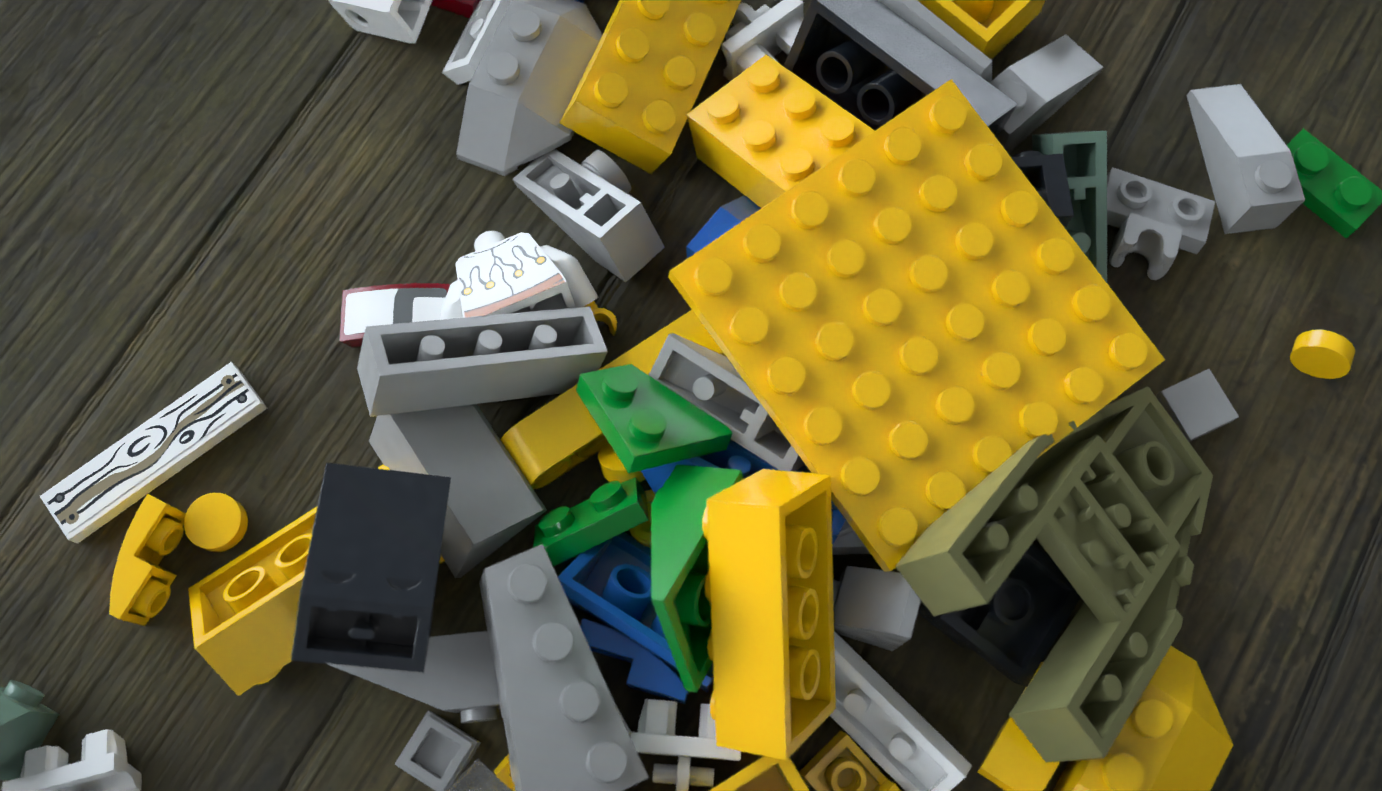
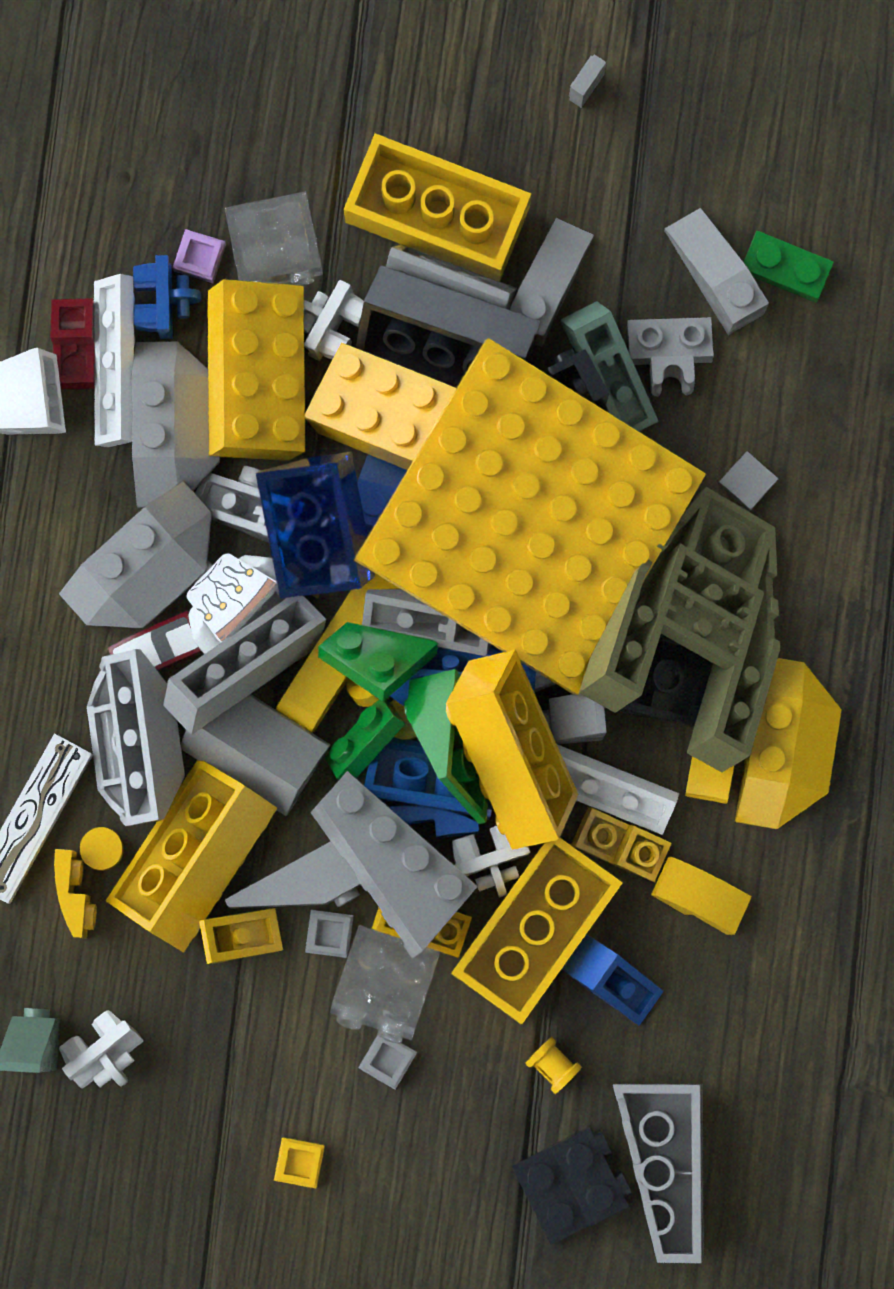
camera: 25 degrees left, 10 degrees up
(314, 406) = (134, 739): none -> light grey wedge
(316, 705) = (240, 936): none -> yellow slope
(372, 569) = (245, 831): black slope -> none
(428, 205) = (144, 563): none -> light grey wedge
(637, 219) = (314, 525): none -> clear blue slope
(1322, 354) = (821, 408): yellow tile -> none

